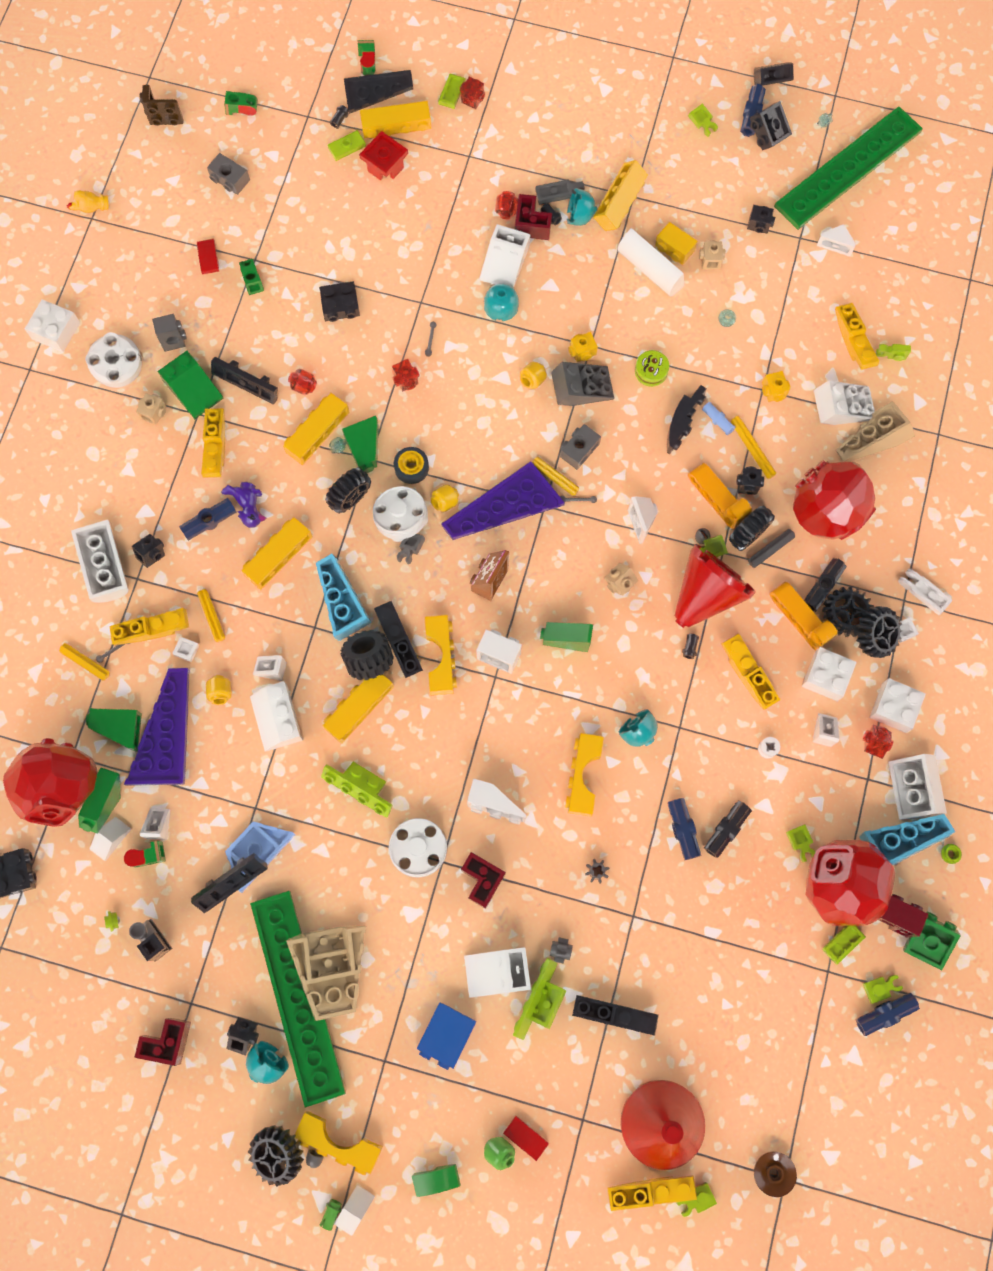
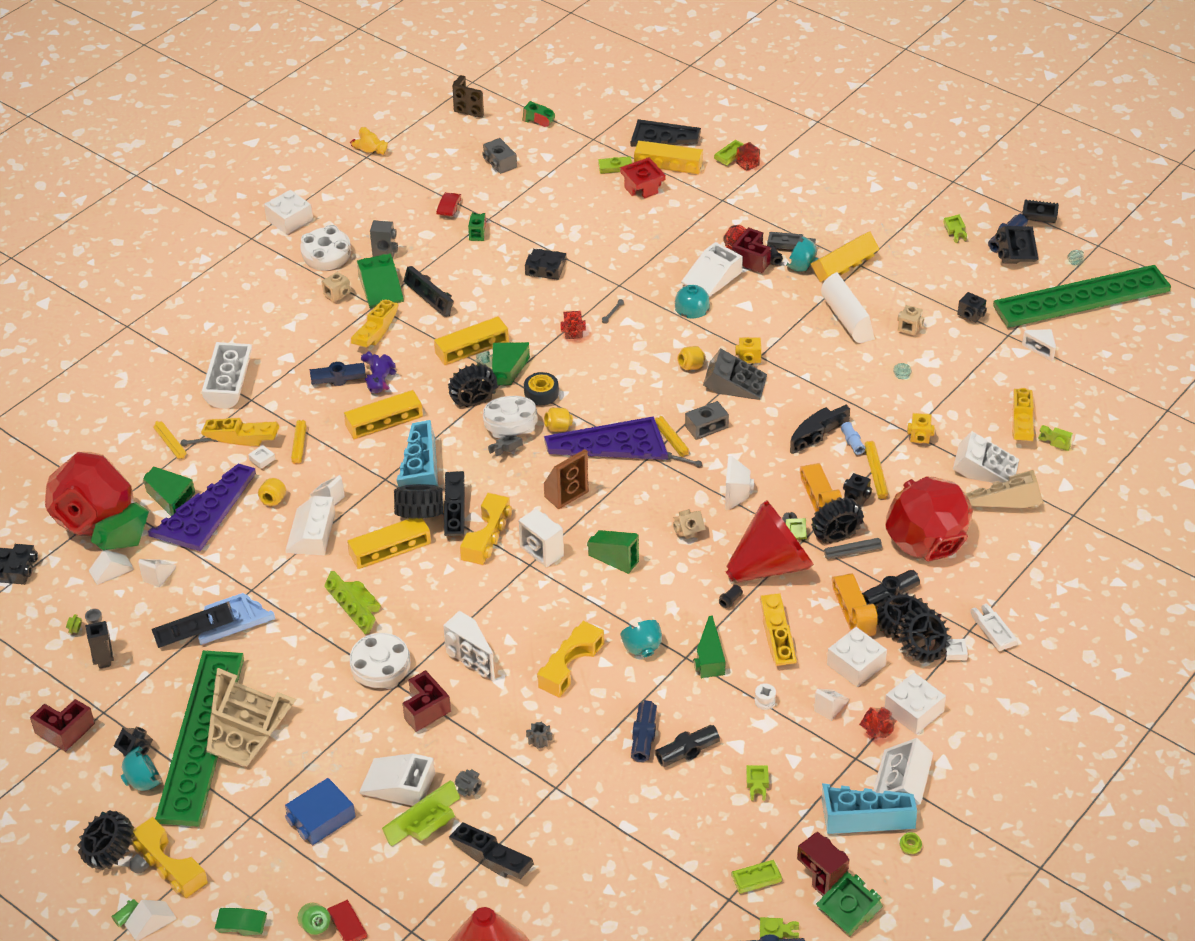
camera: 25 degrees right, 30 degrees down
(145, 857) = (134, 588): leg -> none
(148, 550) = (273, 378): black brick -> none
(302, 381) = (478, 304): clear red head -> none
(339, 116) = (624, 141): black pin -> none
(366, 49) = (669, 110): leg -> none
(651, 368) = (807, 385): lime head -> none
(675, 243) = (880, 304): yellow brick -> none
(702, 720) = (710, 656): none -> green slope
(850, 883) = (779, 805): red rock -> none

